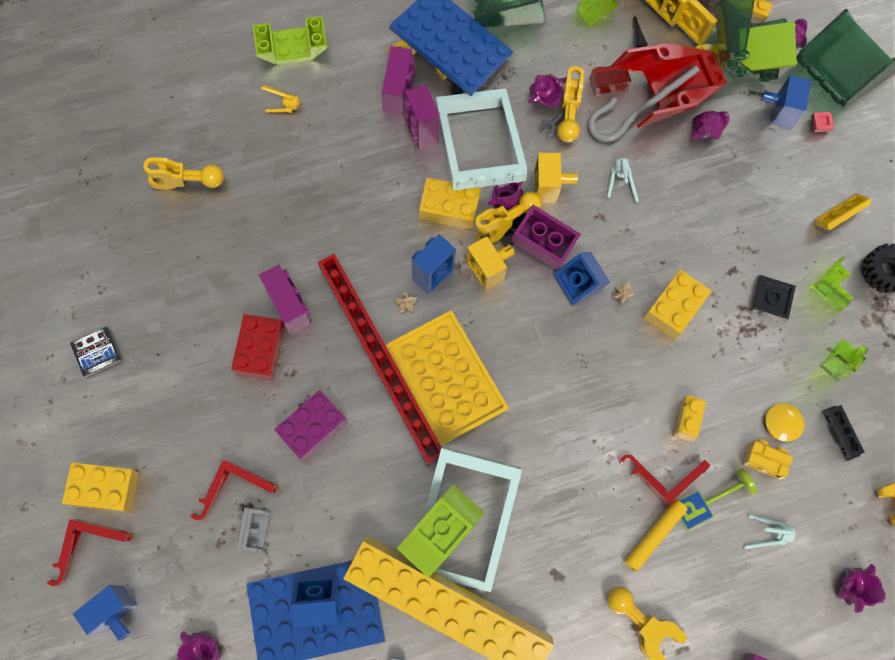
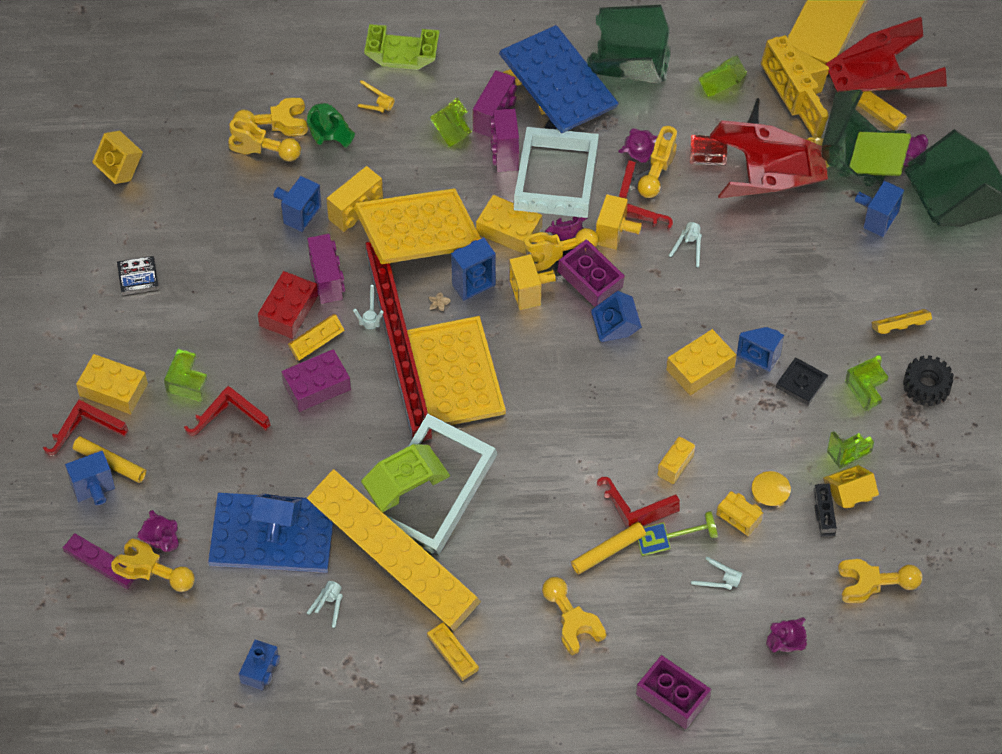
camera: 20 degrees right, 15 degrees down
(38, 227) = (117, 157): none -> yellow brick
(121, 576) = (114, 461): none -> yellow piece
(170, 462) = (182, 380): none -> clear neon green panel
(192, 143) = (280, 117): none -> yellow piece
(238, 233) = (299, 203): none -> blue brick
(242, 140) = (328, 124): none -> green hair
(253, 530) = (236, 452): light grey hinge -> none
(292, 214) = (360, 188): none -> yellow brick
(296, 376) = (316, 337): none -> yellow plate
(344, 340) = (370, 319): none -> light aqua plant
(360, 109) = (450, 122): none -> clear neon green panel
(363, 230) = (416, 225): none -> yellow plate
(547, 145) = (637, 212): none -> red hinge
(611, 137) = (745, 177): light grey piece -> none
(623, 292) = (653, 340): tan plant -> none
(710, 124) = (795, 212): magenta hair -> none
(732, 276) = (760, 347): none -> blue slope
(822, 122) = (914, 236): coral plate -> none
(860, 399) = (852, 486): none -> yellow slope

